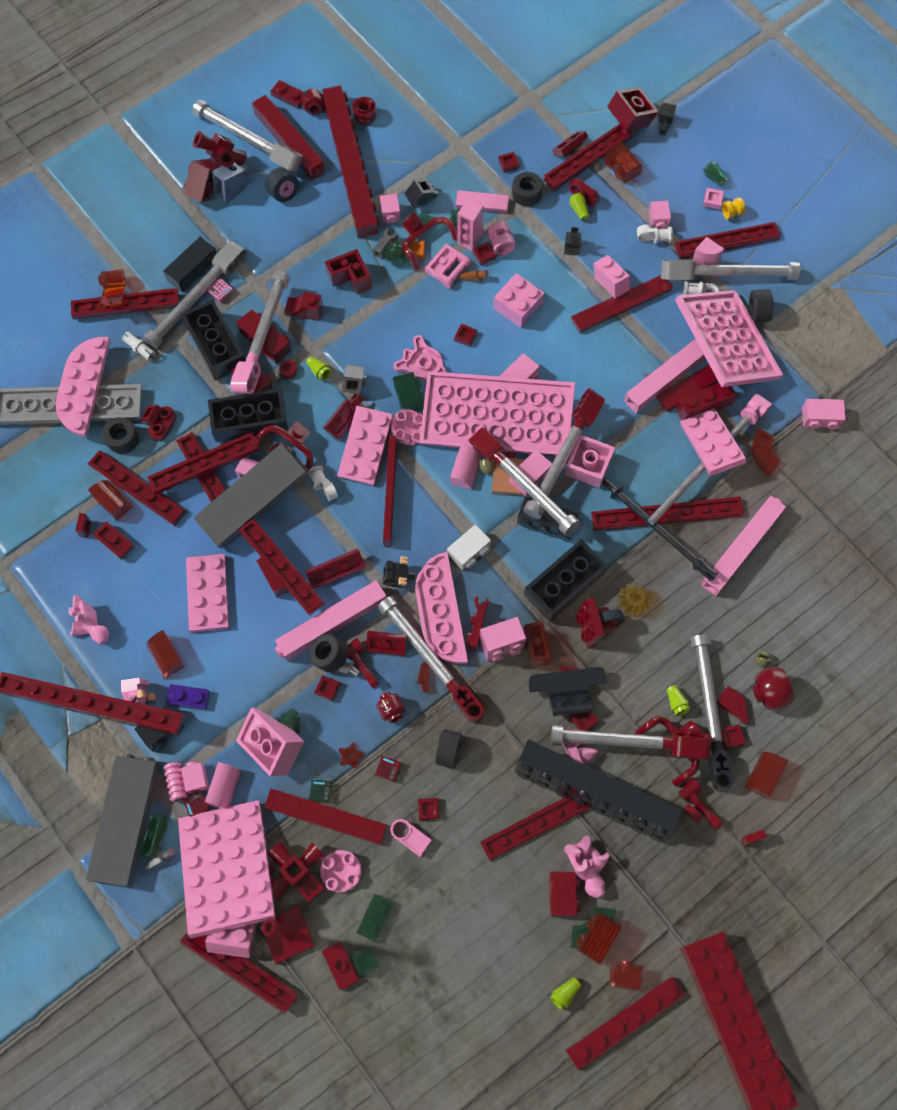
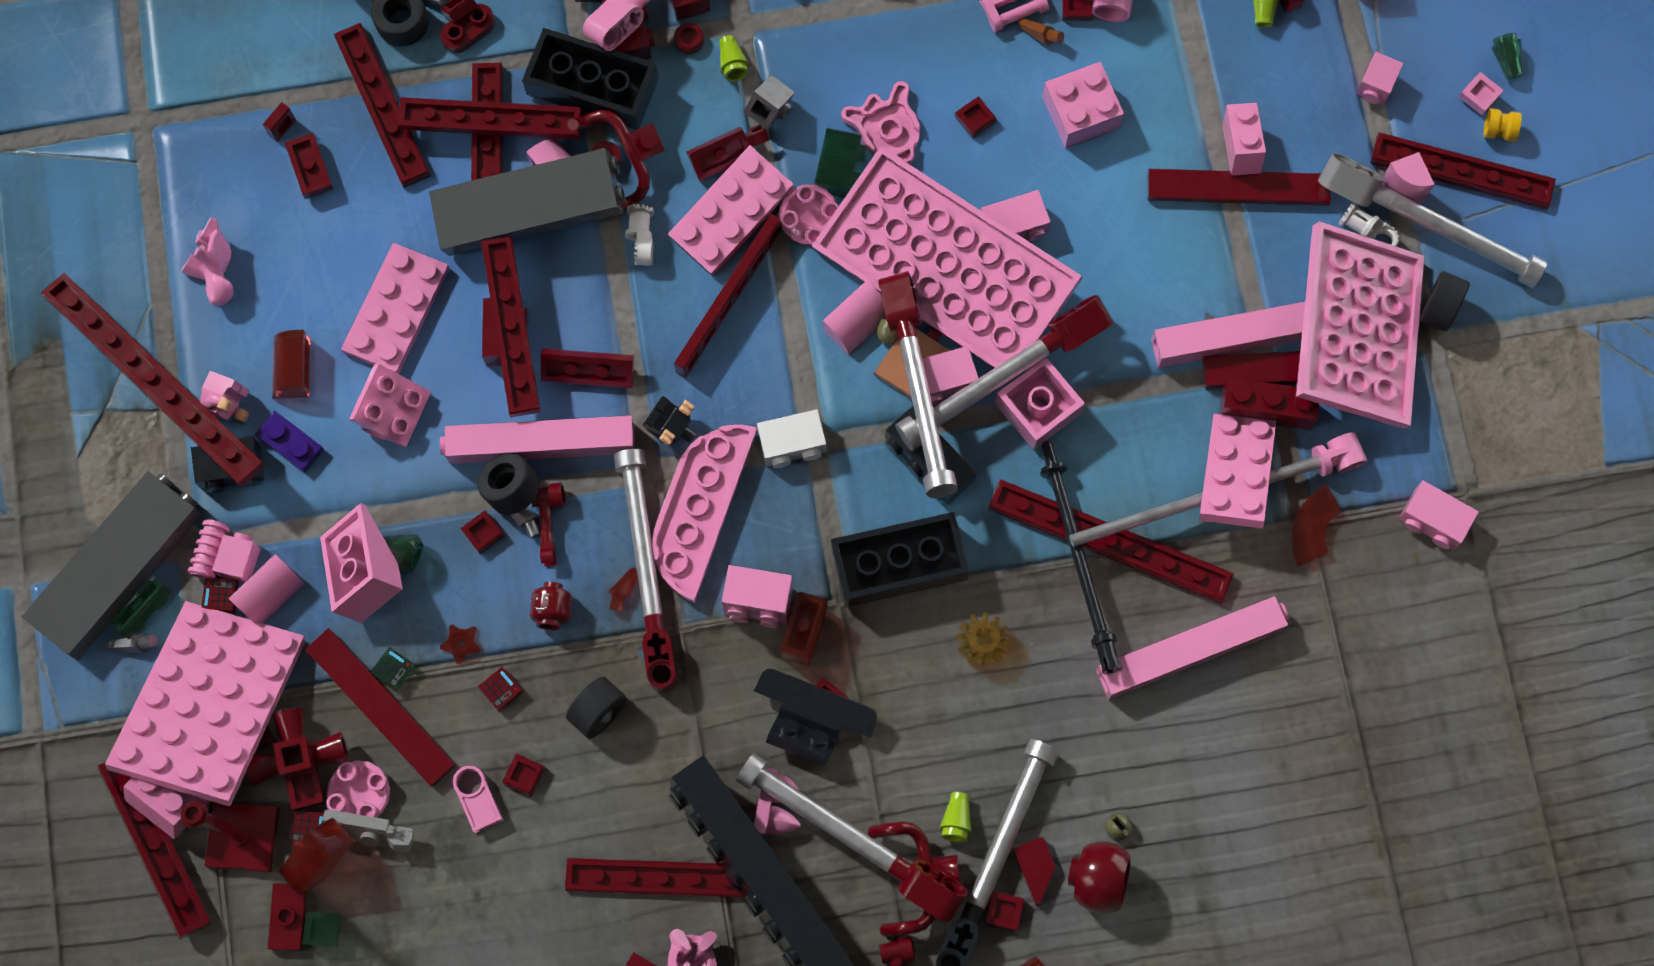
camera: 30 degrees right, 5 degrees up
(110, 499) = (337, 102): clear red brick -> none
(236, 646) = (389, 406): none -> bright pink plate
(323, 907) = (303, 822): none -> dark red tile
(339, 919) = (316, 855): none -> clear red brick
(359, 889) = (373, 830): none -> light grey hinge
(374, 917) = (368, 880): clear green plate -> none
(386, 642) = (597, 512): dark red plate -> none
(477, 620) = (741, 551): dark red plate -> none
(572, 242) = (1220, 55): pearl dark grey piece -> none
(584, 721) = (808, 773): dark red tile -> none
(597, 621) = (908, 643): dark red plate -> none
(654, 234) = (1345, 98): white connector -> none

